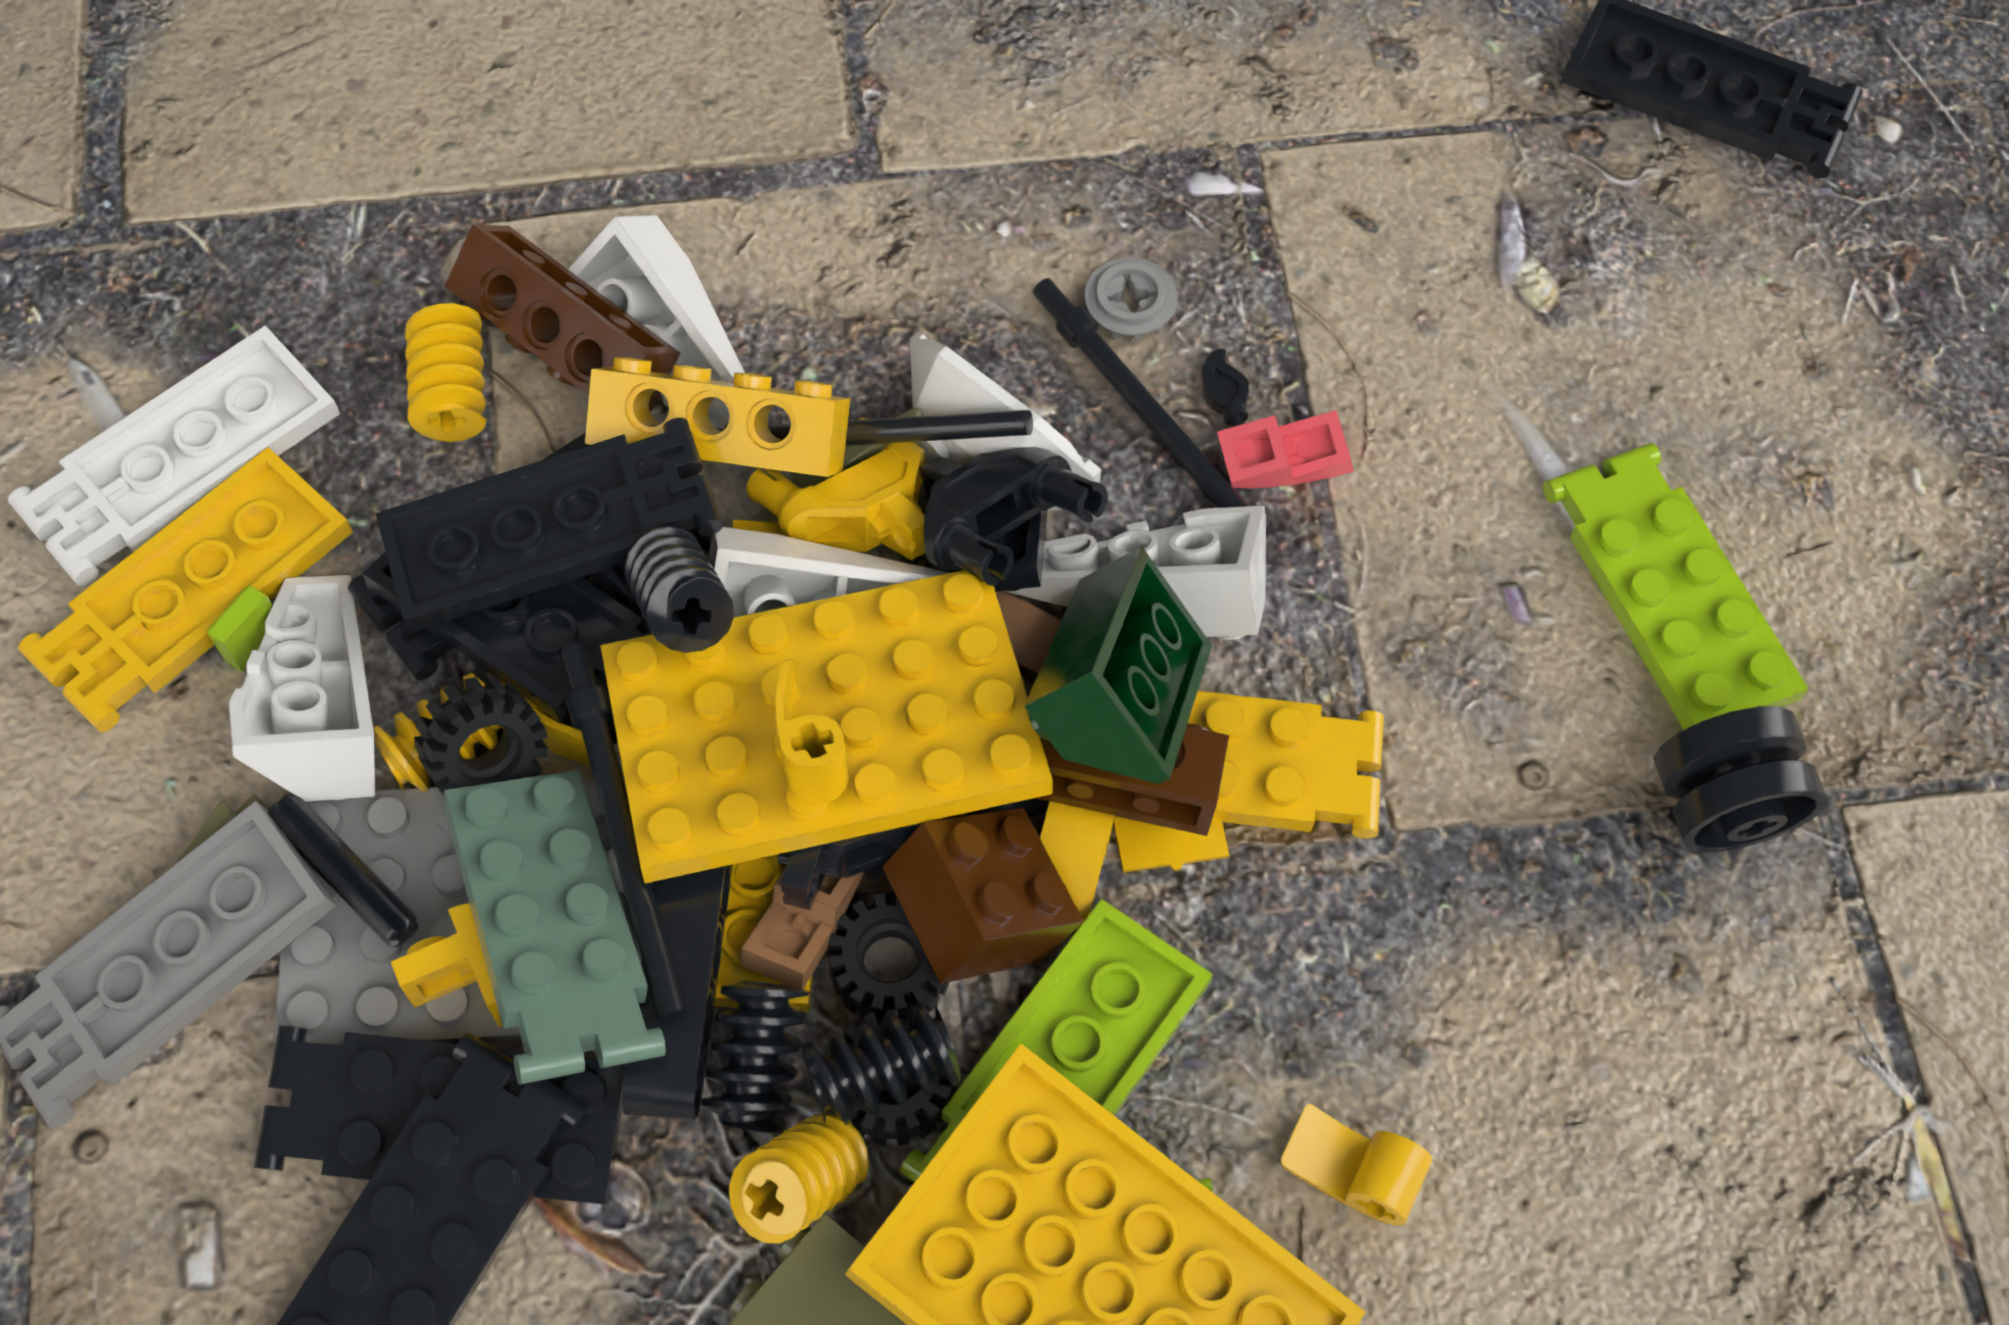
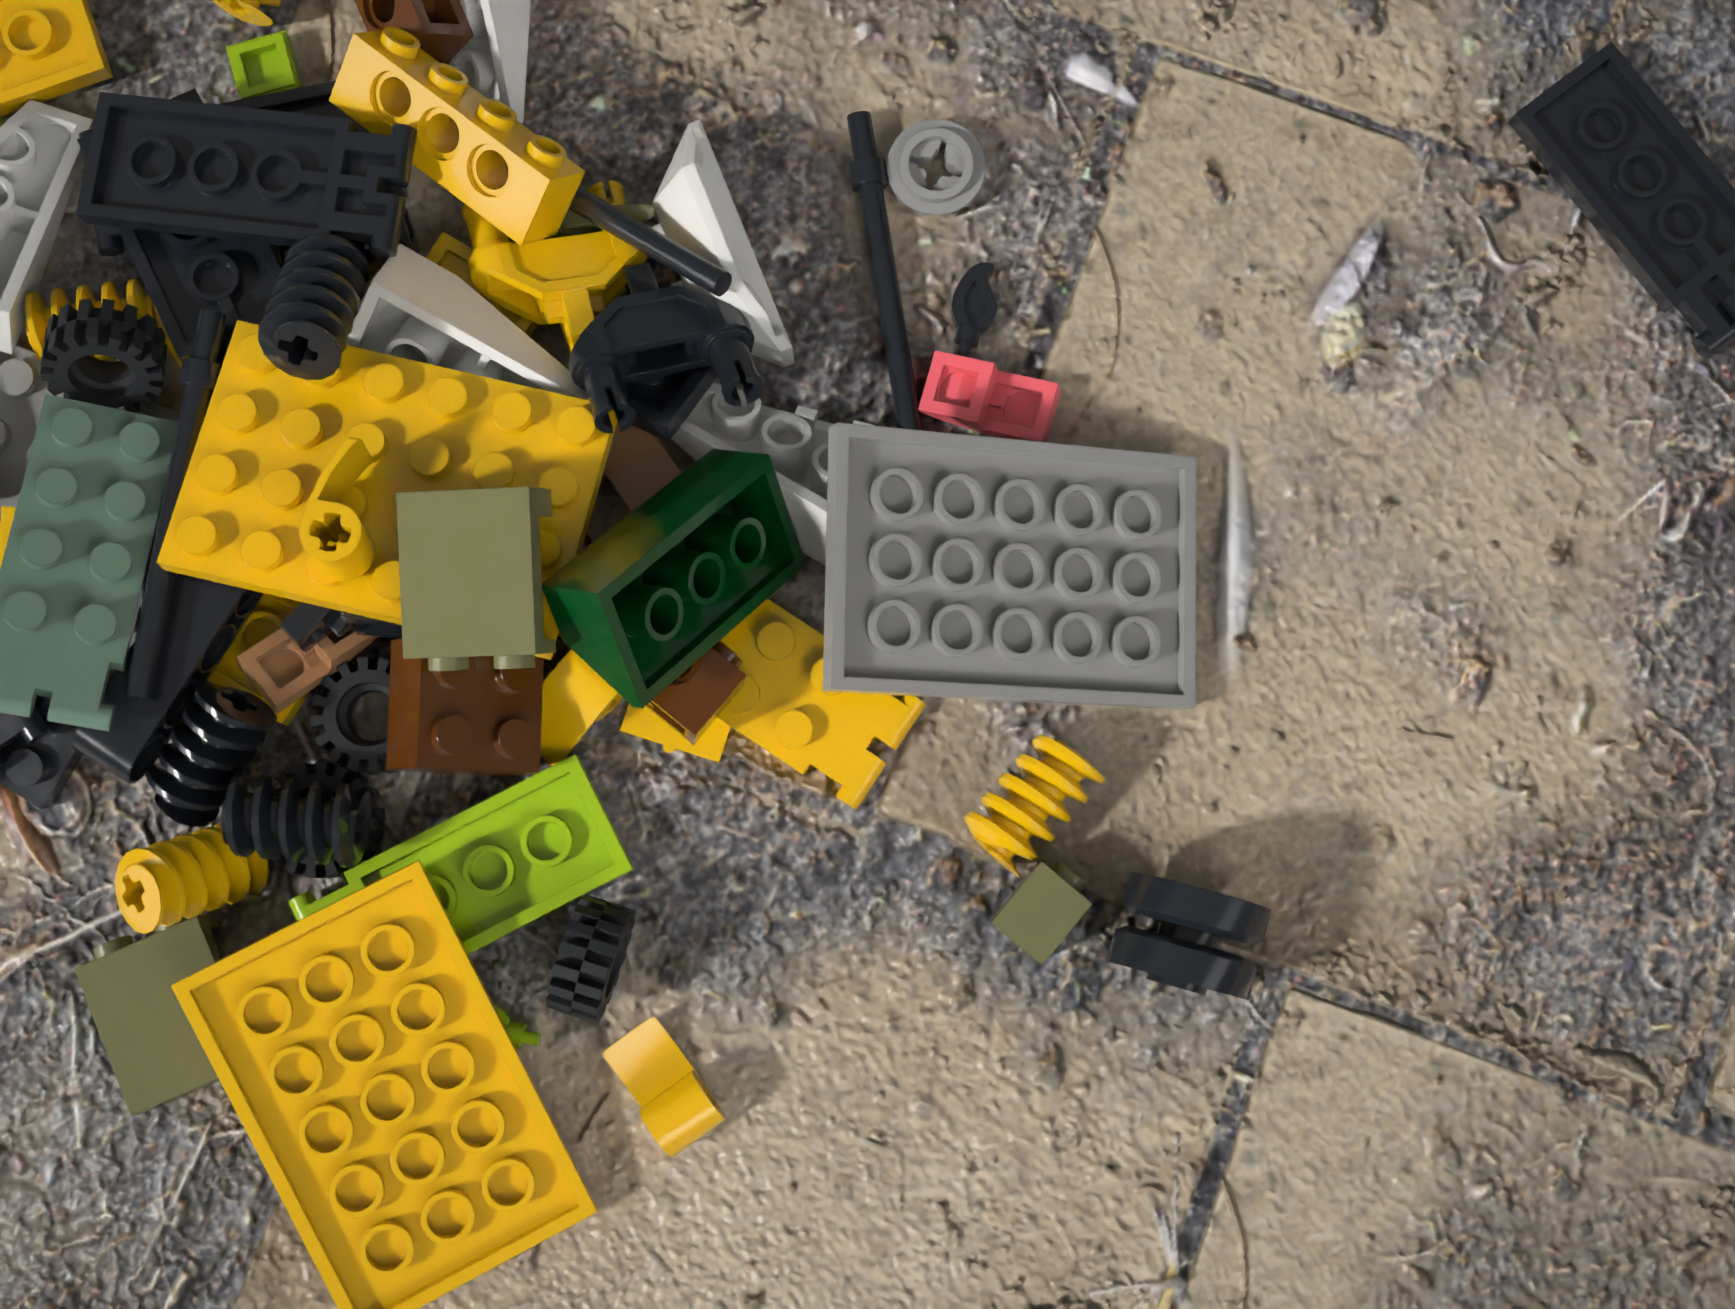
camera: 30 degrees right, 20 degrees up
(489, 457) = (264, 65): none -> lime tile
(960, 730) = (472, 576): none -> olive panel
(1227, 1066) = (590, 958): none -> black tyre
(1397, 556) = (1008, 570): none -> light grey plate
(1530, 747) = (1031, 801): none -> yellow piece
(1596, 835) = (1042, 910): none -> olive brick
(1674, 589) = (1268, 714): lime hinge -> none

